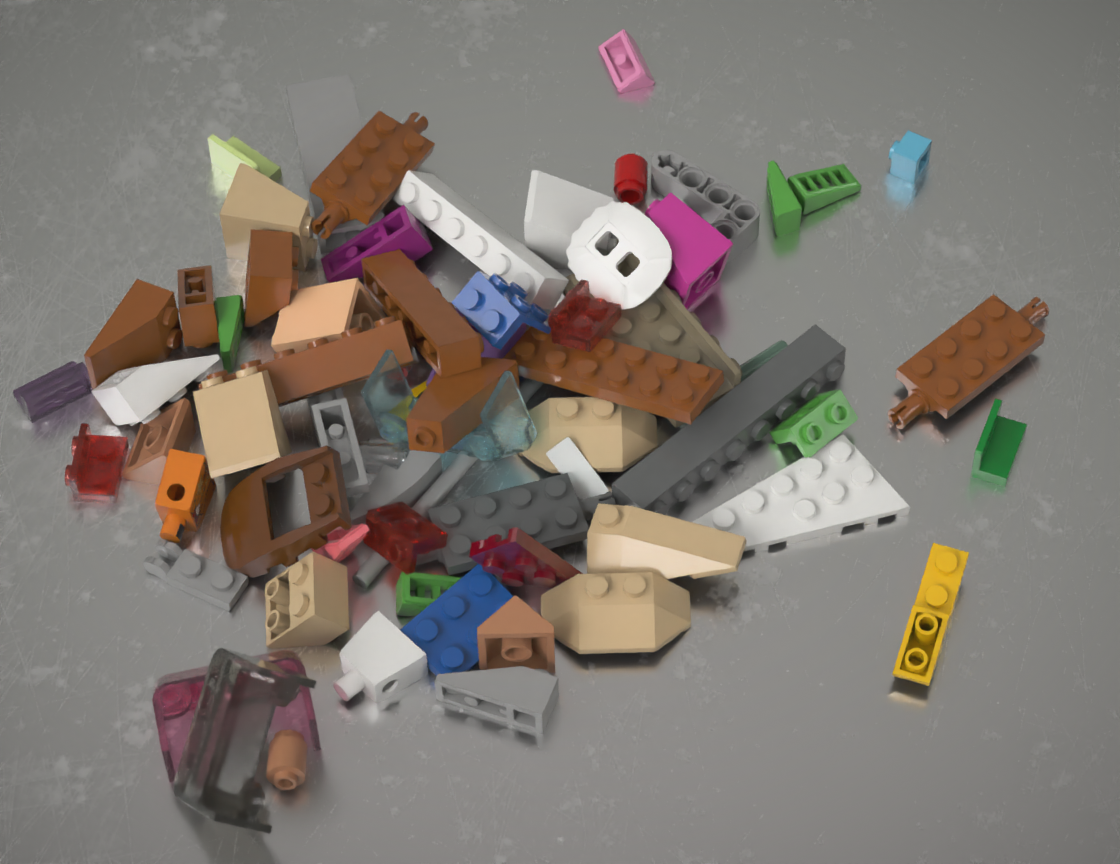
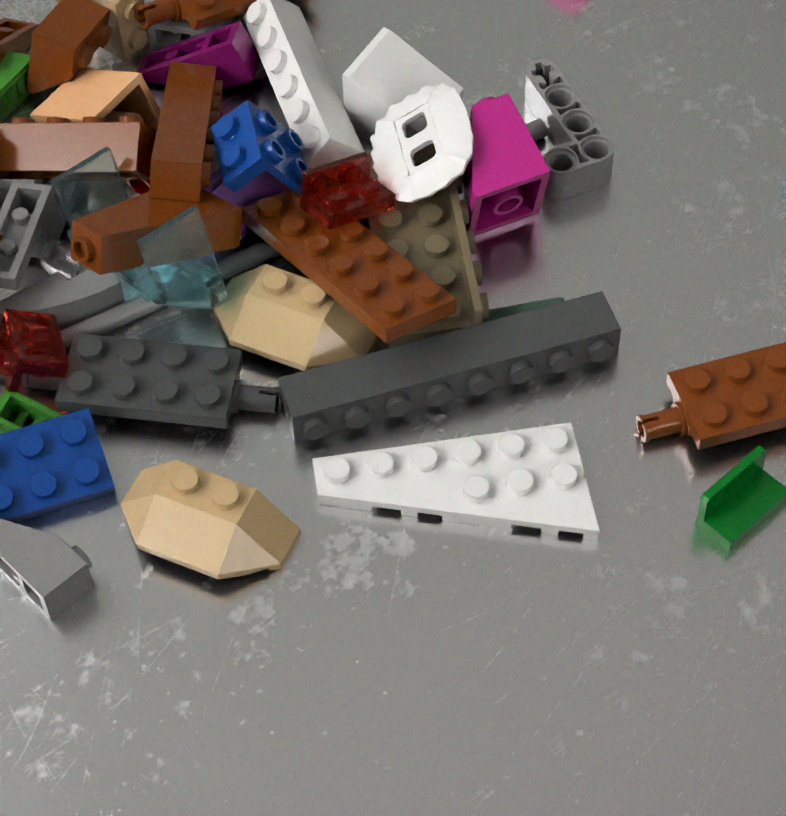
camera: 25 degrees right, 0 degrees up
(516, 638) = (64, 503): nougat slope -> none
(521, 560) = (124, 424): dark red wing -> none
(570, 460) = (256, 350): white sticker -> none
(630, 178) = (501, 75): red brick -> none
(645, 541) = (285, 463): tan wedge -> none
(783, 203) = (645, 160): bright green slope -> none
(816, 422) = (546, 399): bright green bracket -> none
(828, 194) = (684, 156): bright green slope -> none
(931, 614) = (548, 667): yellow slope -> none

